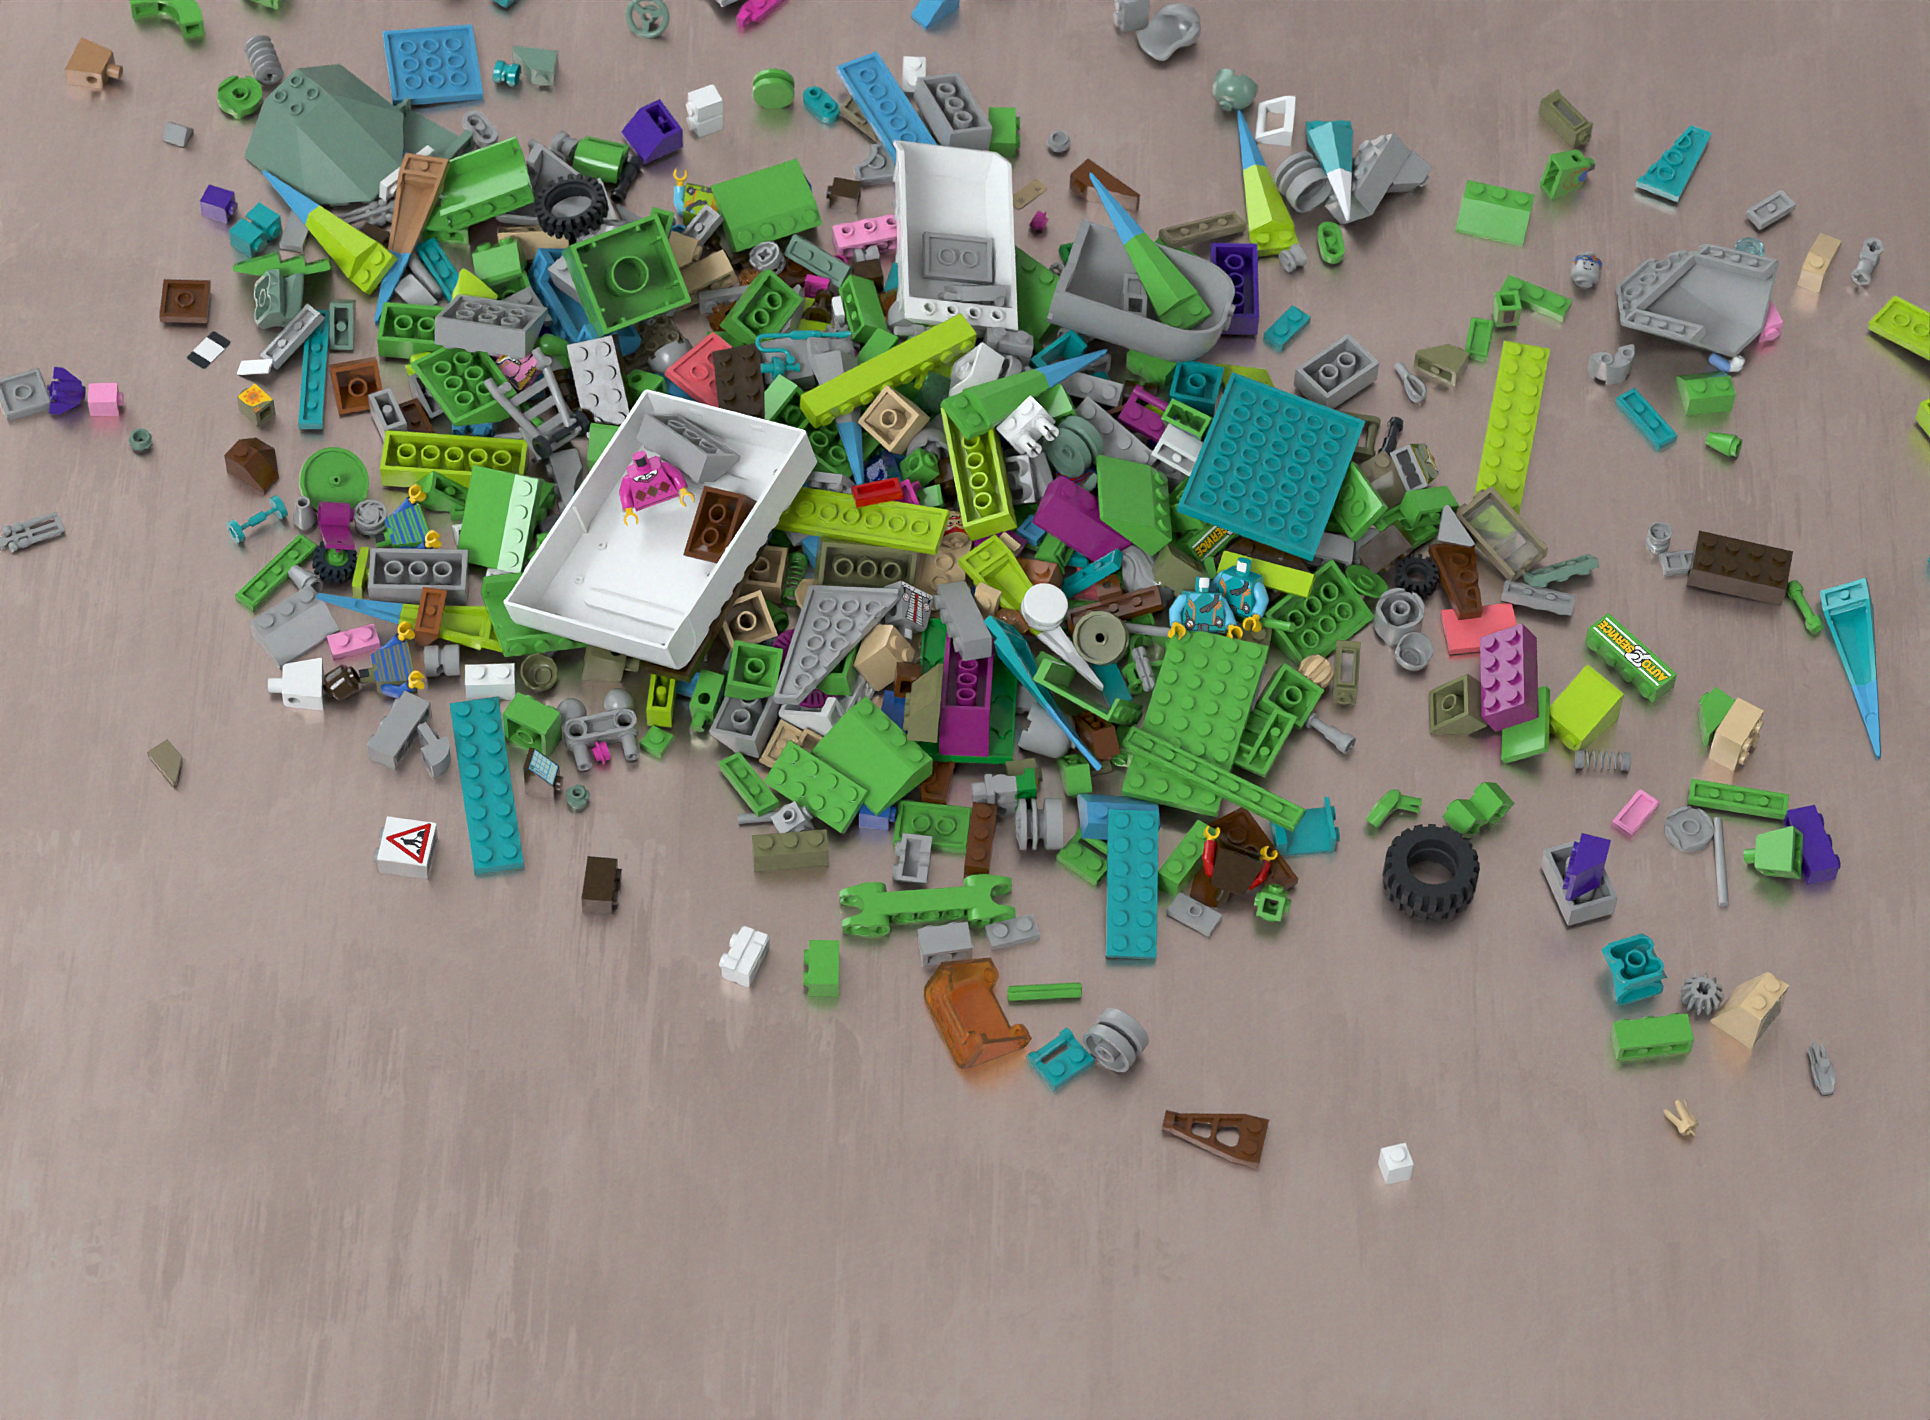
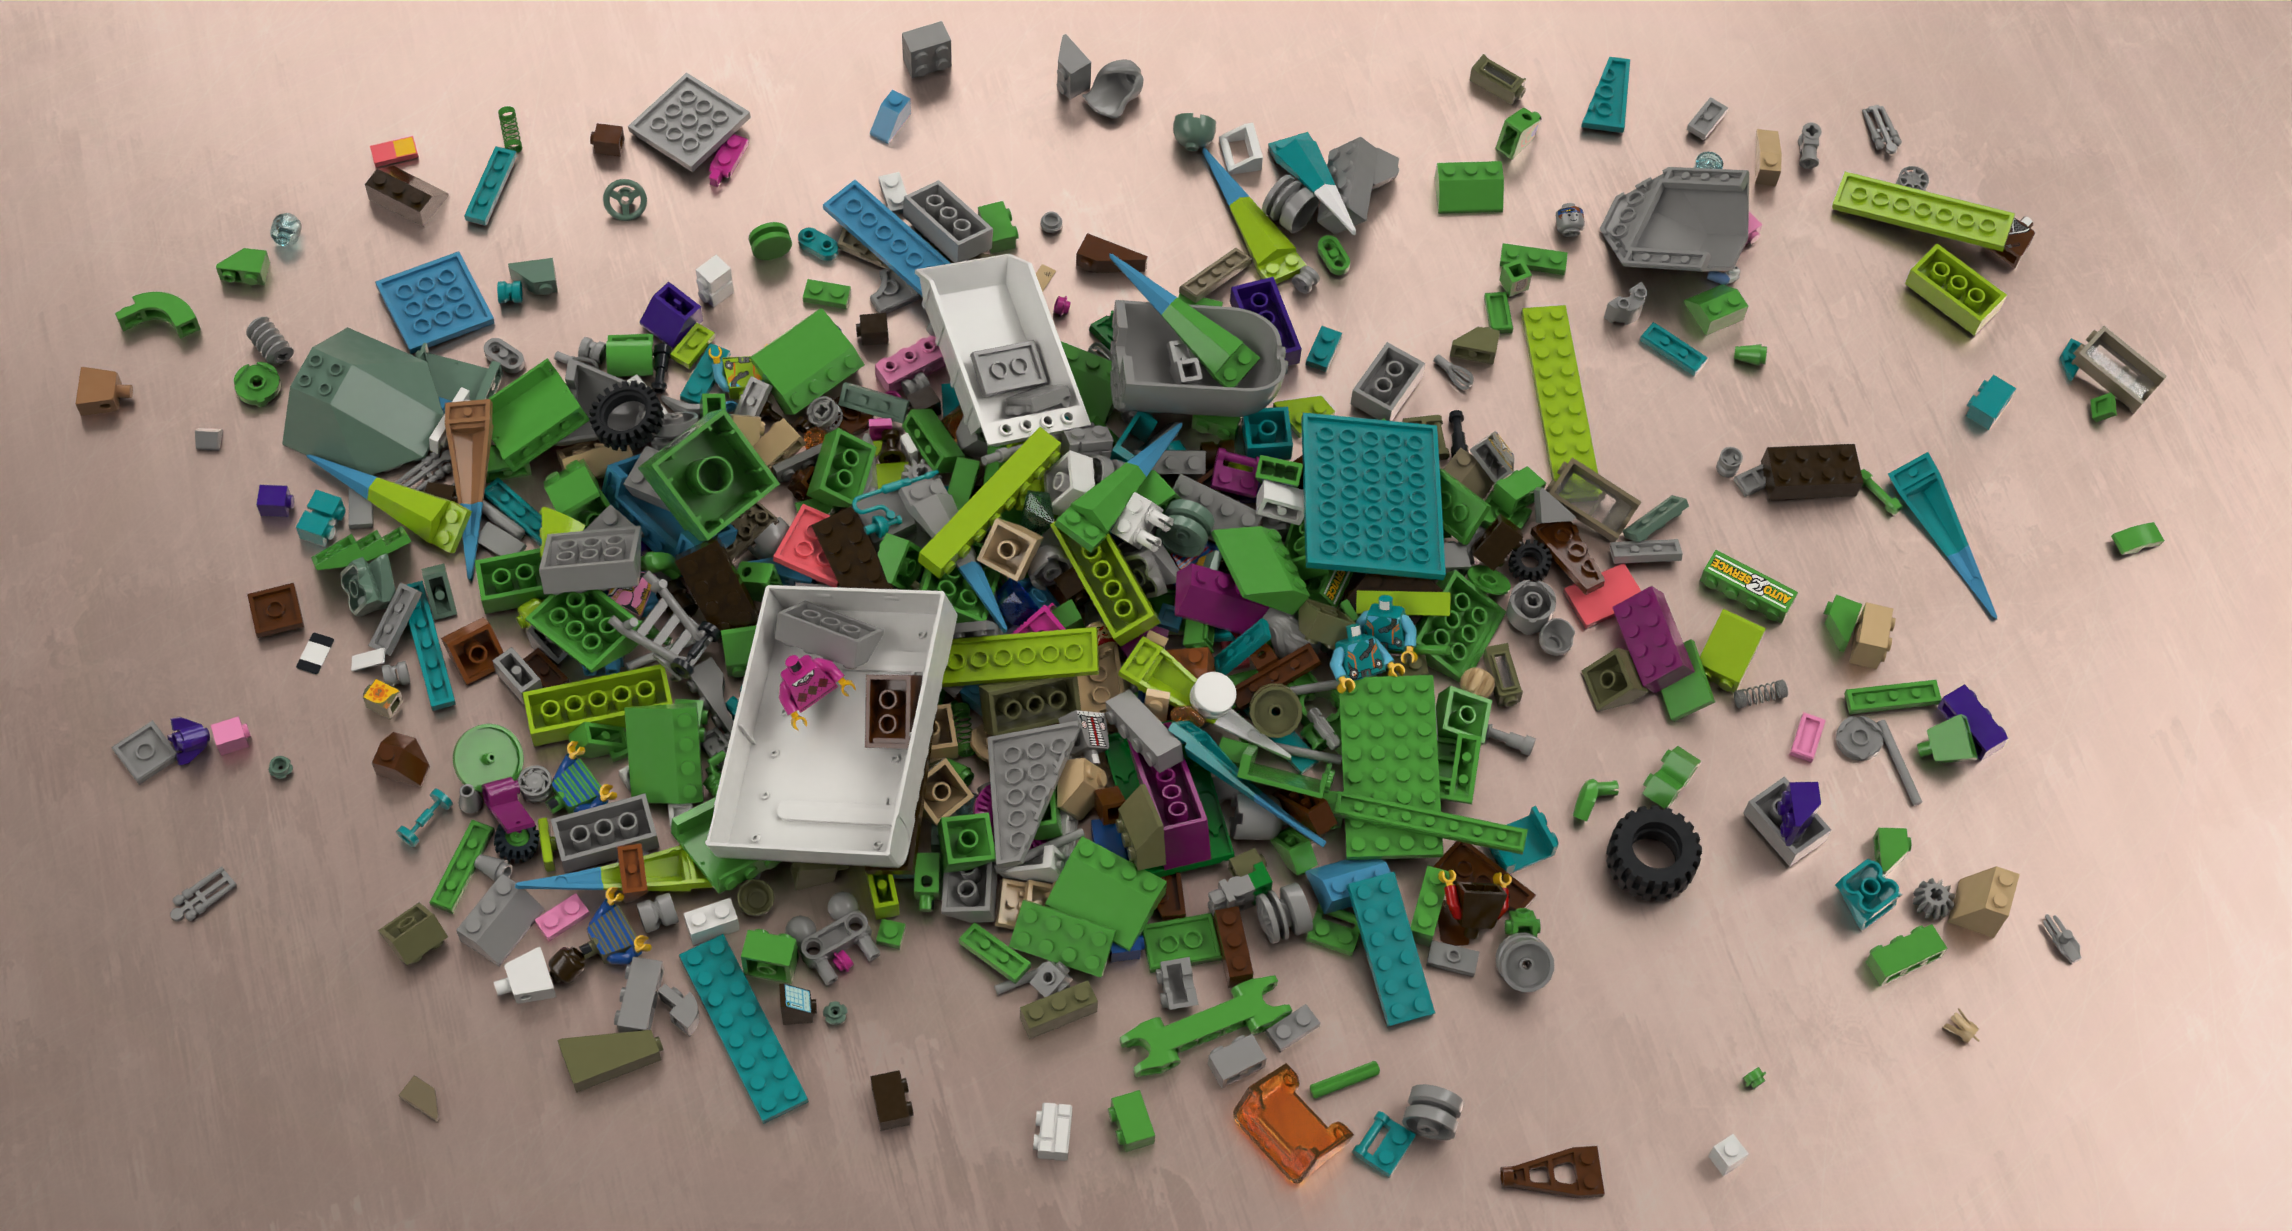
camera: 20 degrees left, 5 degrees up
(211, 617) = (413, 934): none -> olive slope
(276, 386) = (390, 675): none -> light grey wheel
(351, 772) = (608, 1056): none -> olive slope
(406, 847) = (689, 1119): piece -> none
(663, 196) = (702, 377): none -> teal plate
(664, 165) = (692, 345): none -> lime plate
(812, 152) = (826, 294): none -> bright green plate
(819, 702) = (1039, 850): none -> light grey bar
(877, 492) = (1021, 627): red tile -> none
(919, 467) = (1046, 587): bright green brick -> none
(1124, 691) = (1311, 754): none -> light grey bar
(1268, 920) = (1537, 957): none -> light grey wheel
(1451, 1104) = (1754, 1078): none -> bright green plate
(1677, 937) = (1891, 847): none -> bright green slope

